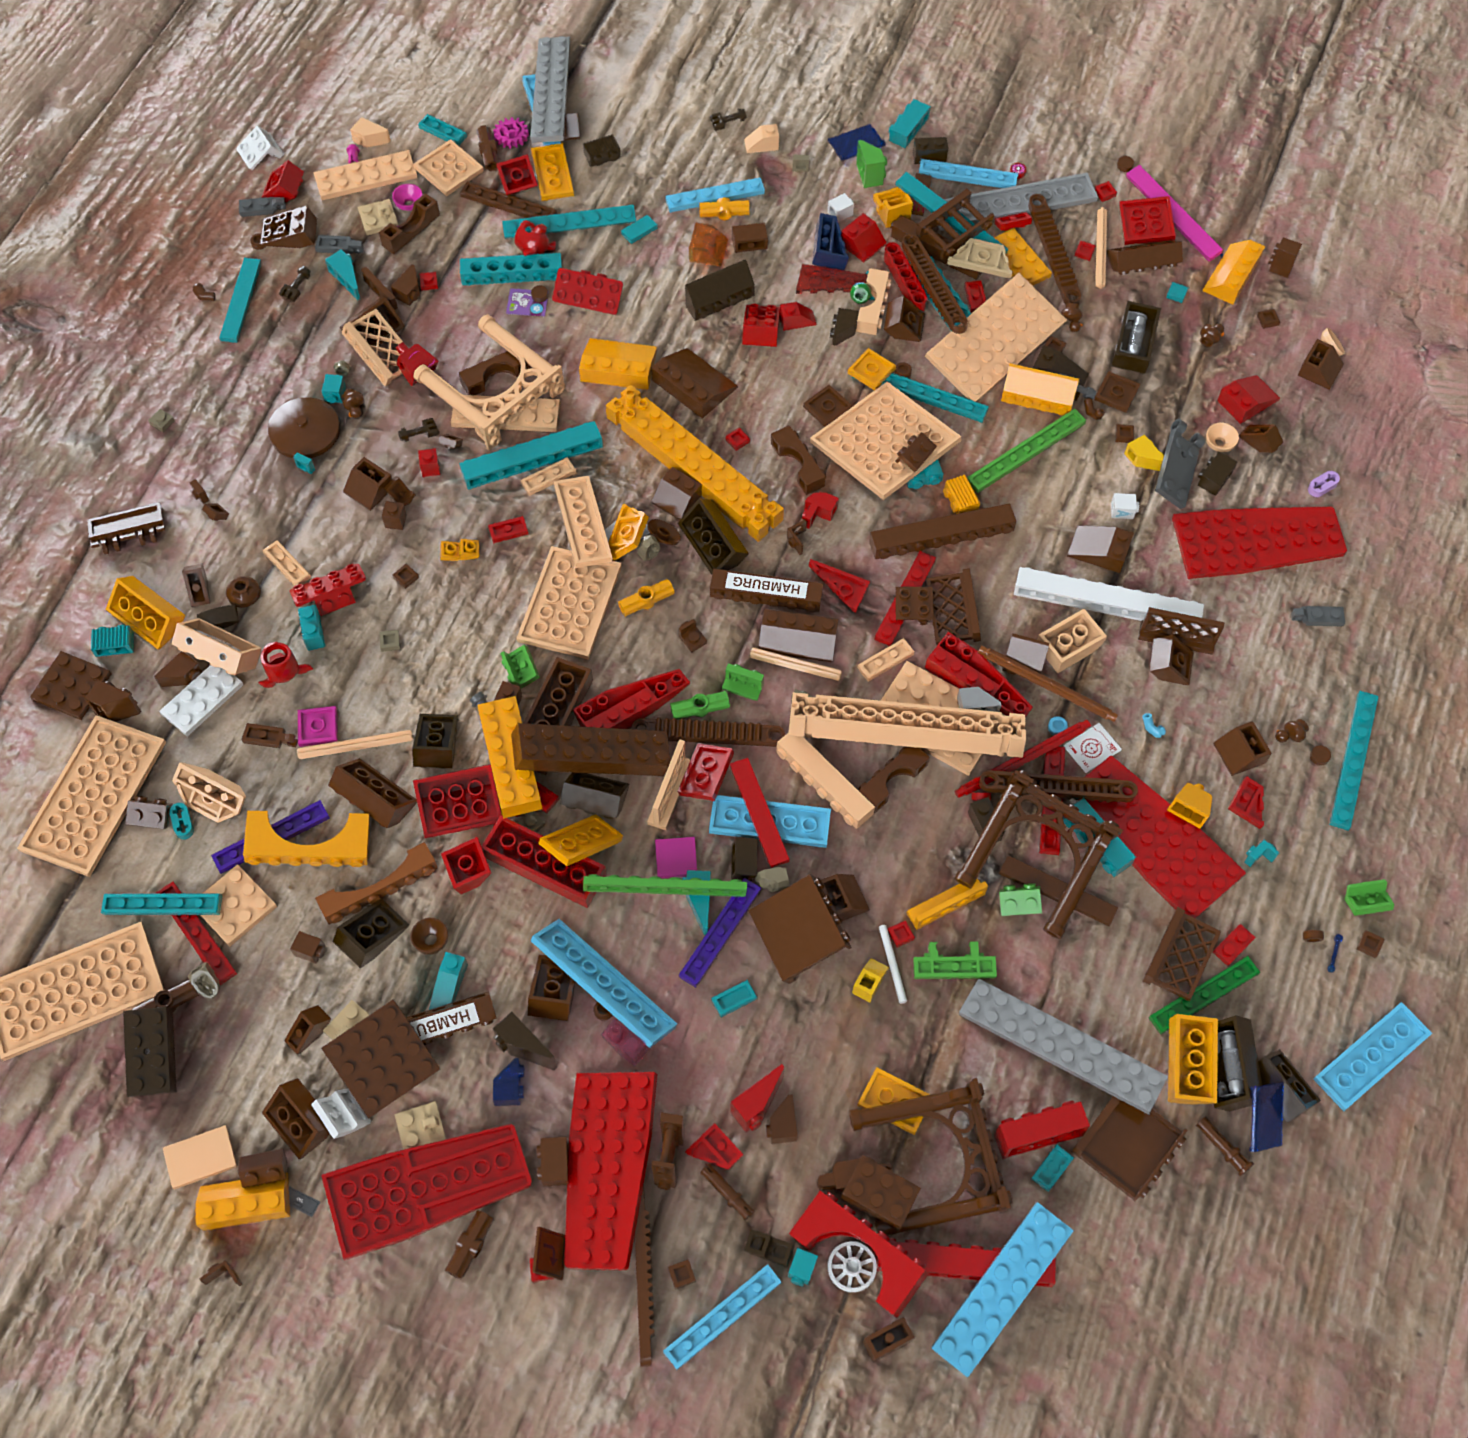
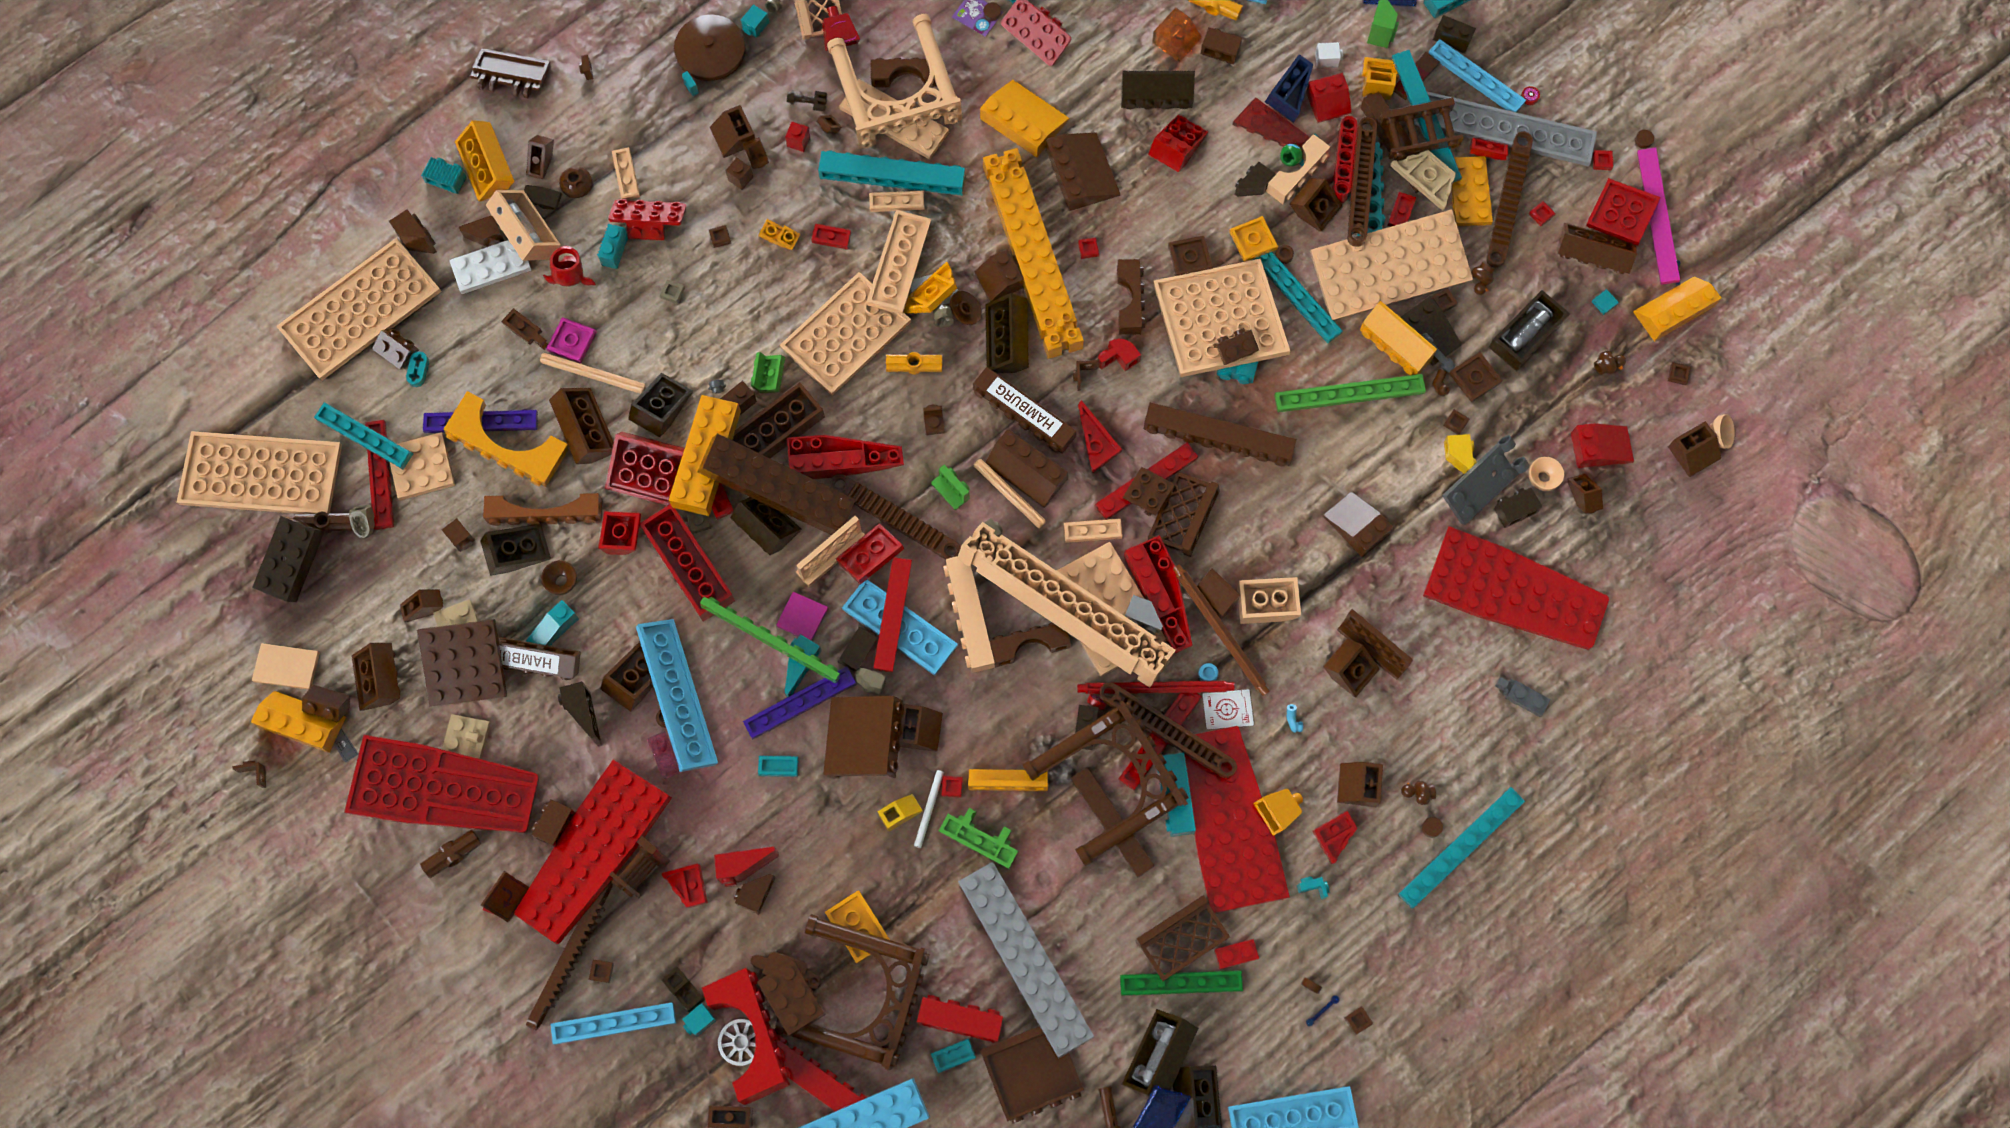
camera: 30 degrees right, 10 degrees up
(68, 684) = (390, 196): reddish brown plate -> none
(208, 792) = (450, 355): light nougat wedge -> none
(215, 511) = (590, 94): reddish brown plate -> none
(341, 1113) = (407, 691): white slope -> none
(352, 402) = (764, 42): reddish brown animal -> none
(507, 1085) = (552, 739): clear blue slope -> none
(580, 840) = (725, 560): light orange plate -> none
(711, 703) = (913, 491): bright green piece -> none
(731, 1196) = (678, 934): reddish brown pin -> none
(796, 316) = (1216, 149): red slope -> none
(961, 495) = (1259, 408): light orange brick -> none
(1020, 900) = (1071, 813): bright green bracket -> none
(1098, 596) = (1329, 575): white brick -> none
(1101, 244) = (1559, 218): light nougat axle -> none
(1124, 506) = (1406, 495): white brick -> none
(1192, 1060) = (1128, 1034): light orange slope -> none
(1285, 257) = (1734, 318): reddish brown brick -> none
(1325, 486) = (1616, 573): lavender beam -> none
(1368, 897) = (1385, 979): bright green bracket -> none

